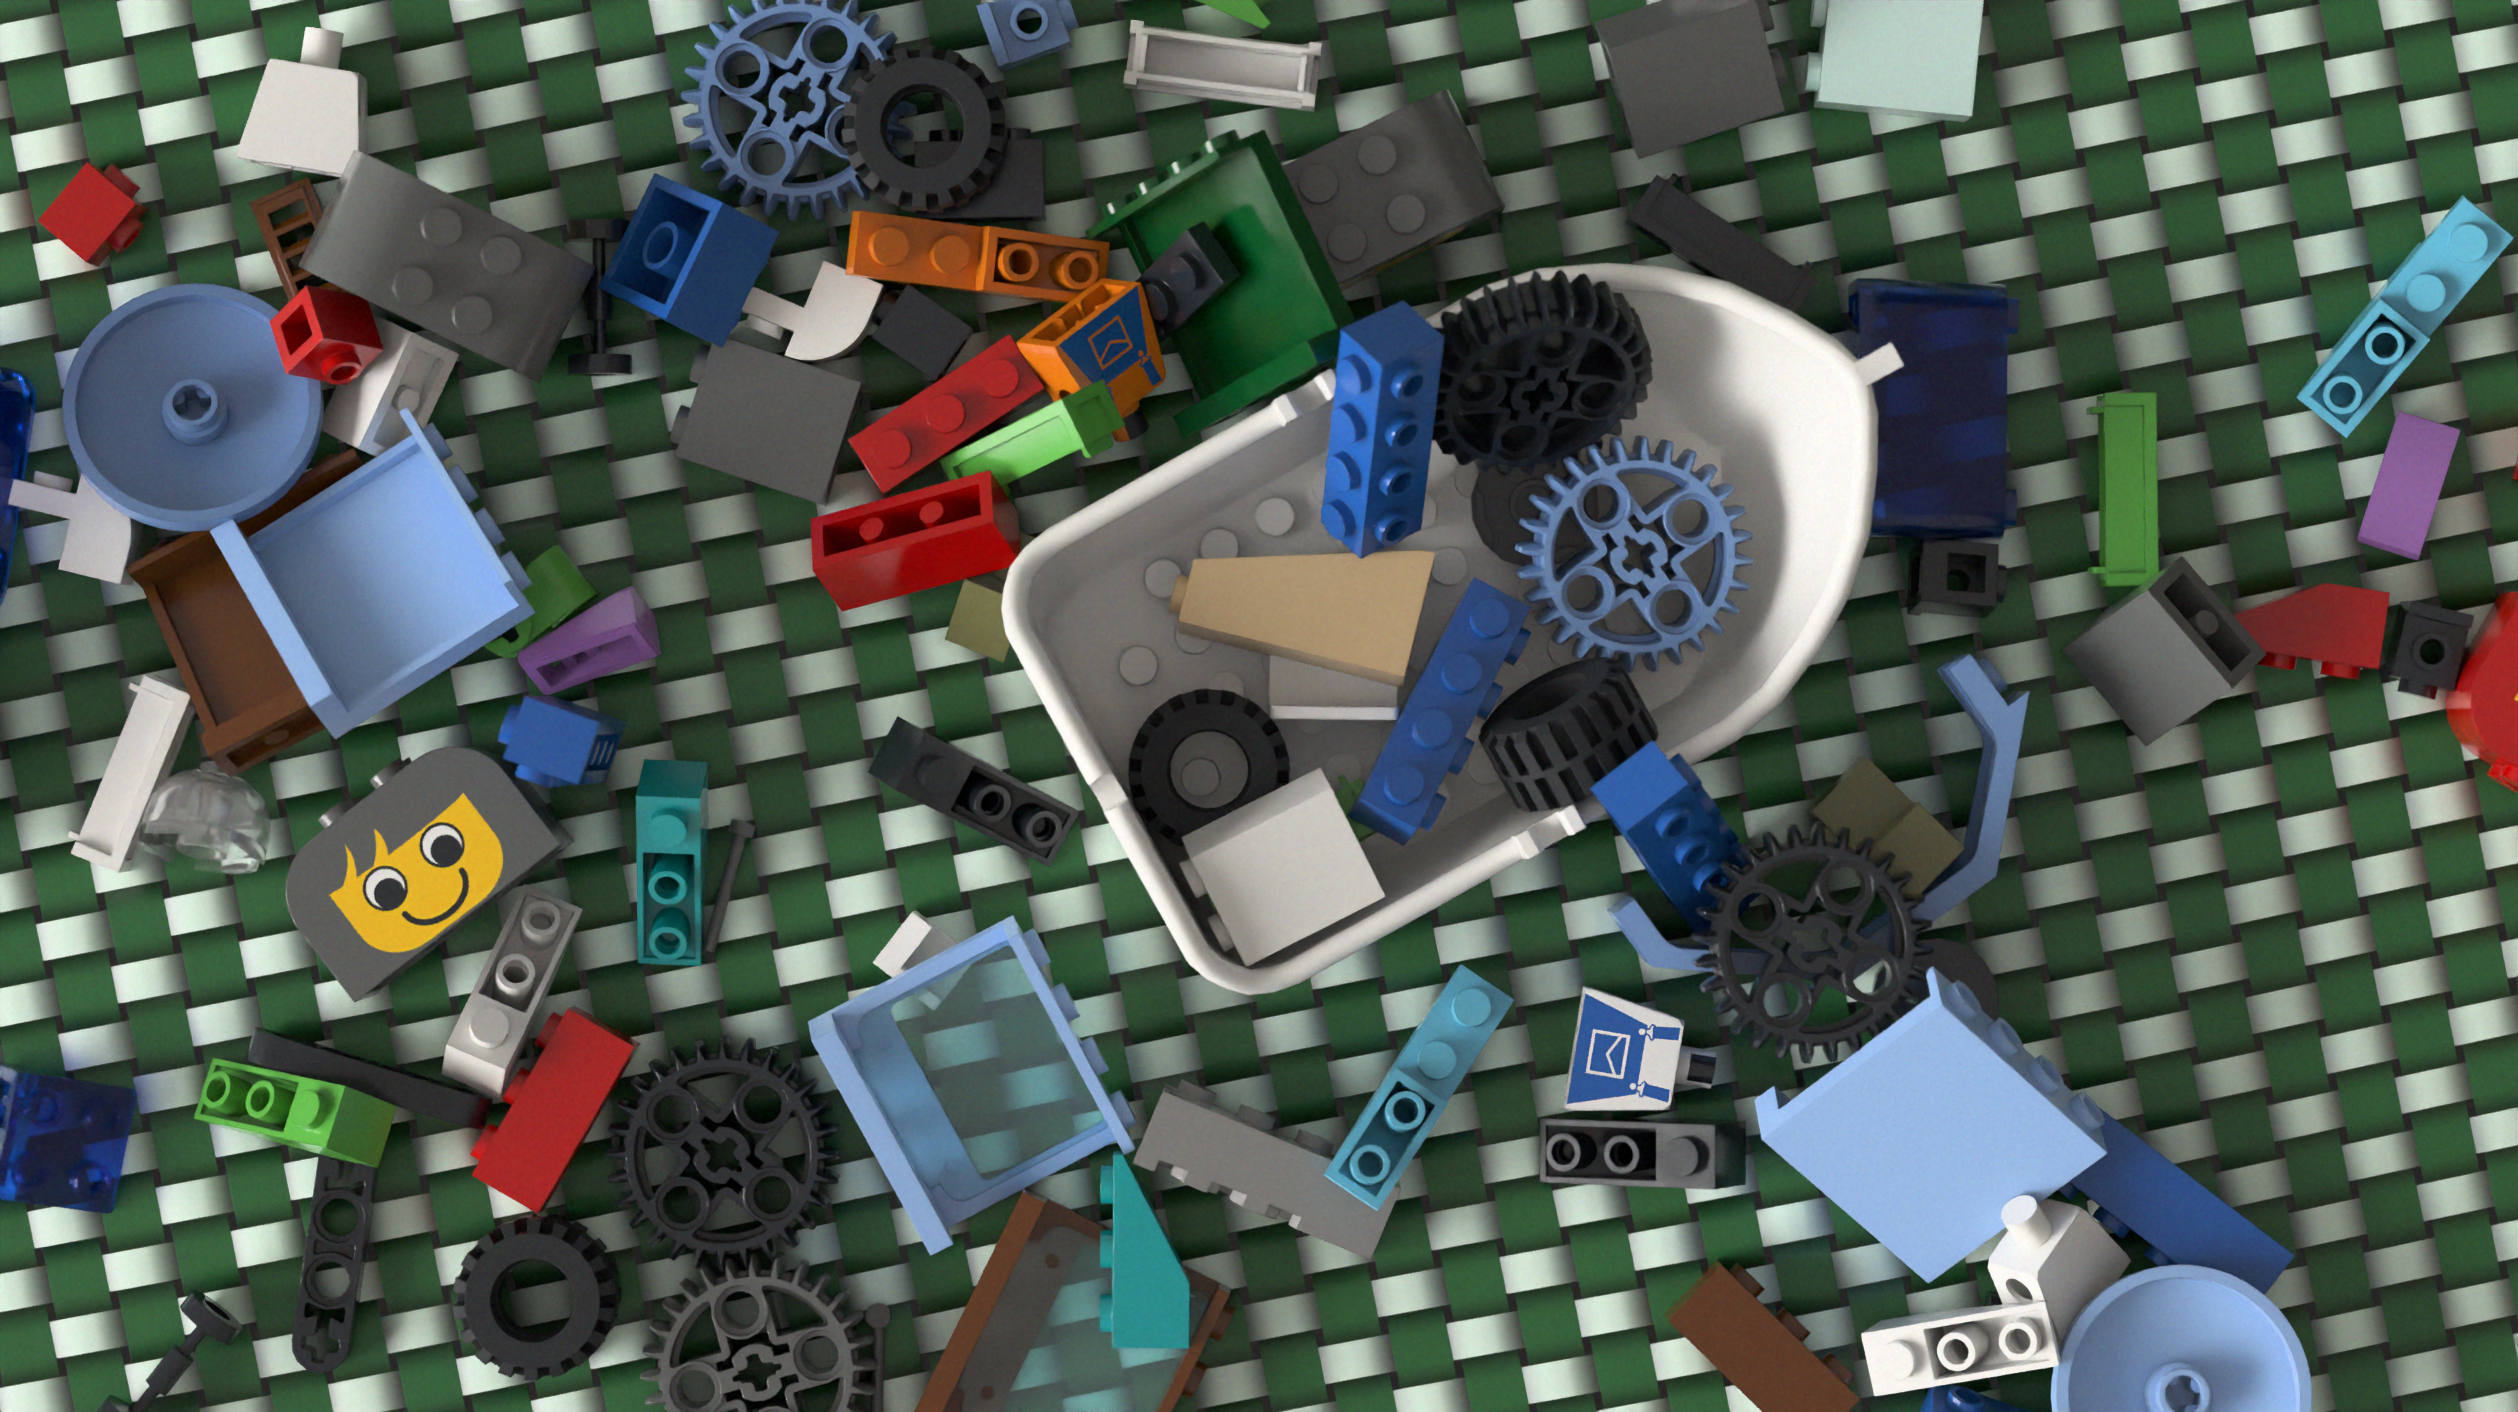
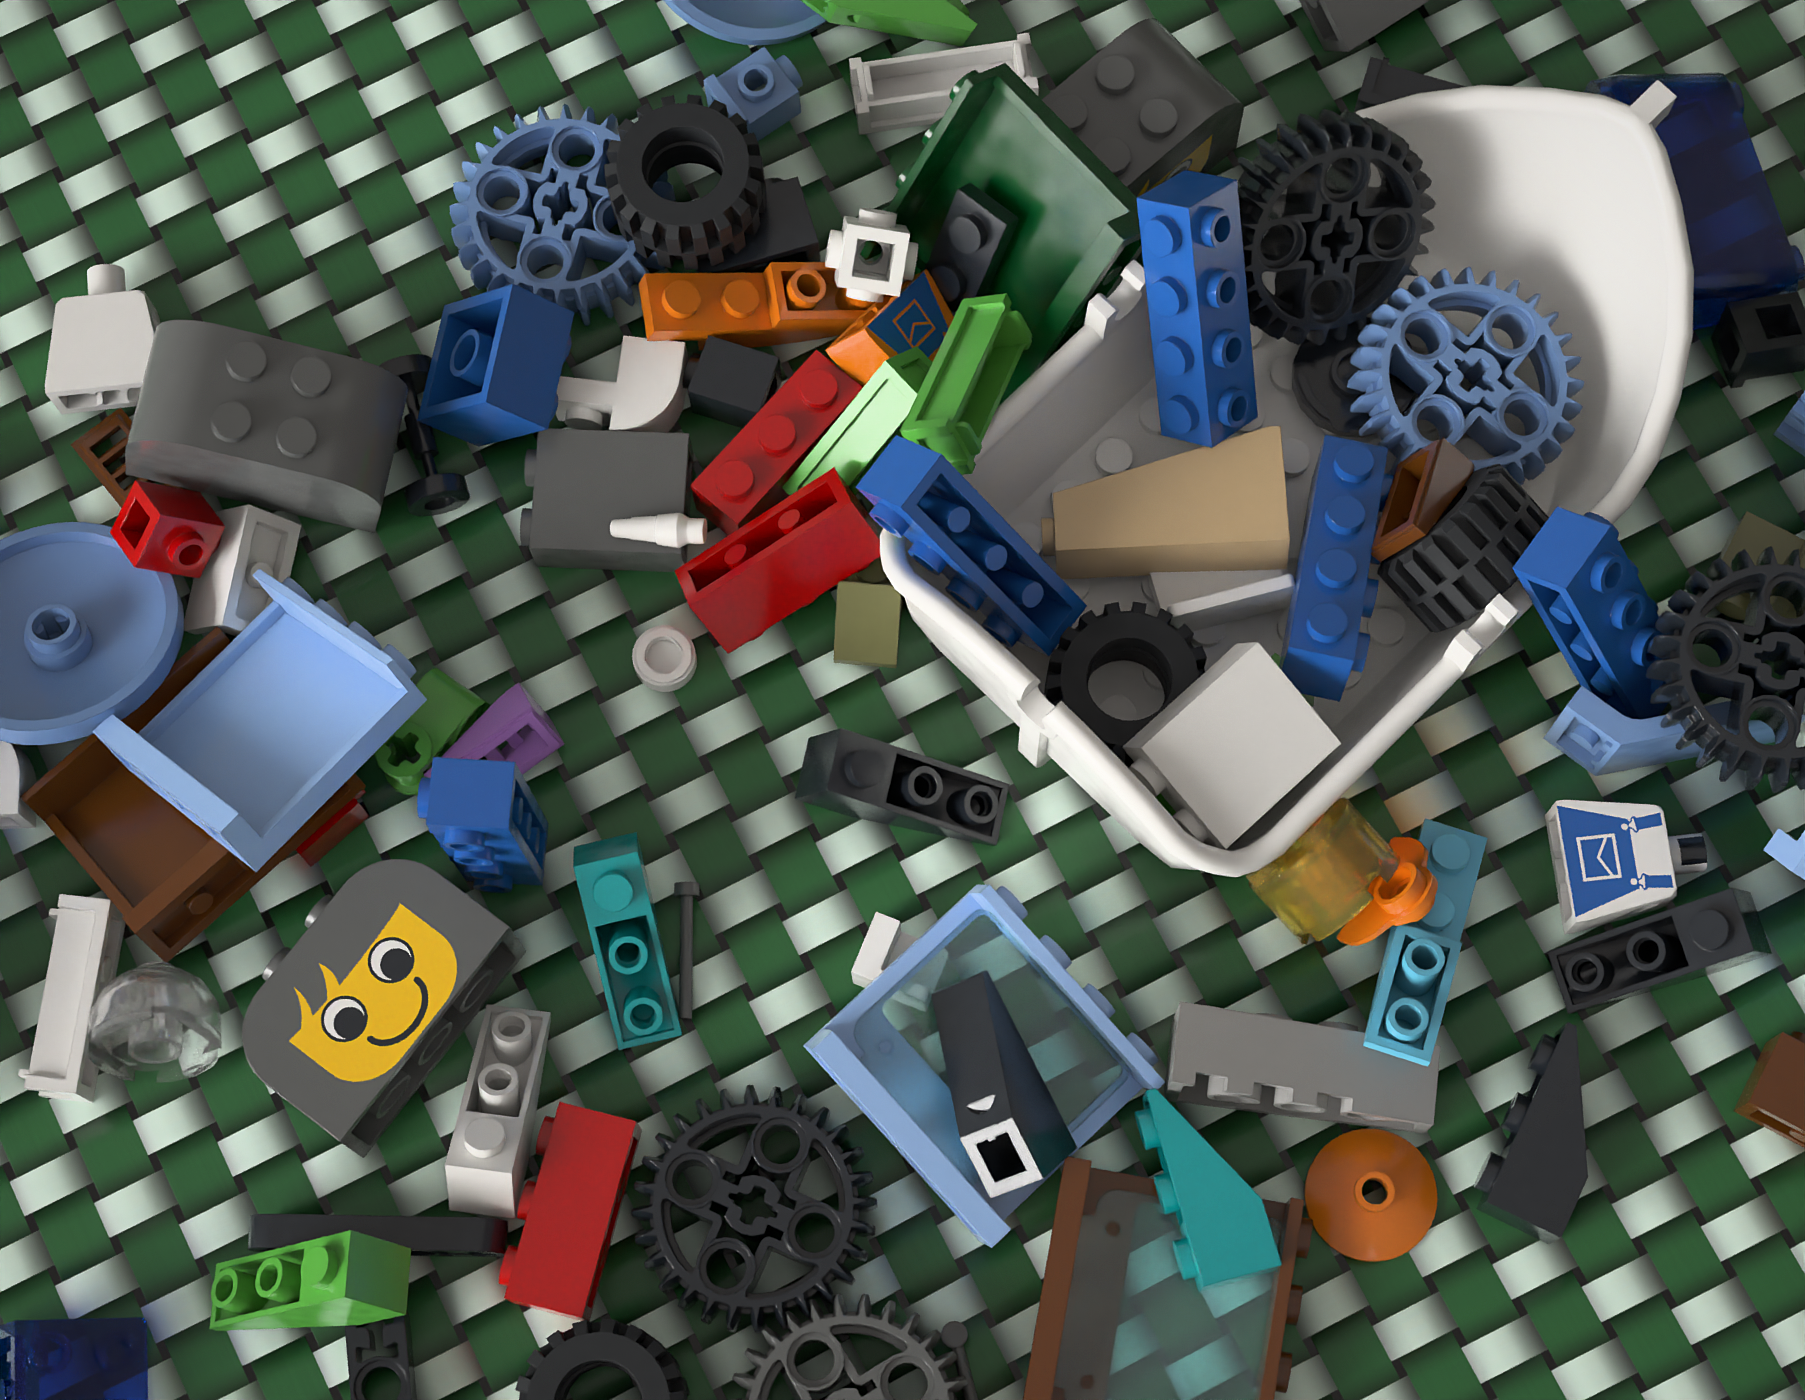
camera: 20 degrees left, 15 degrees down
(781, 591) = (664, 658): none -> white tile
(810, 479) = (664, 529): none -> white piece
(975, 1119) = (996, 1089): none -> black slope
(1088, 259) = (871, 279): none -> white brick
(1091, 607) = (971, 545): none -> blue brick
(1135, 439) = (968, 379): none -> bright green container
(1301, 1262) = (1350, 1222): none -> orange dish
(1347, 1002) = (1325, 873): none -> clear yellow brick
(1400, 1035) = (1400, 901): none -> orange plate
(1466, 1313) = (1545, 1155): none -> black slope
(1539, 674) = (1419, 495): none -> reddish brown slope

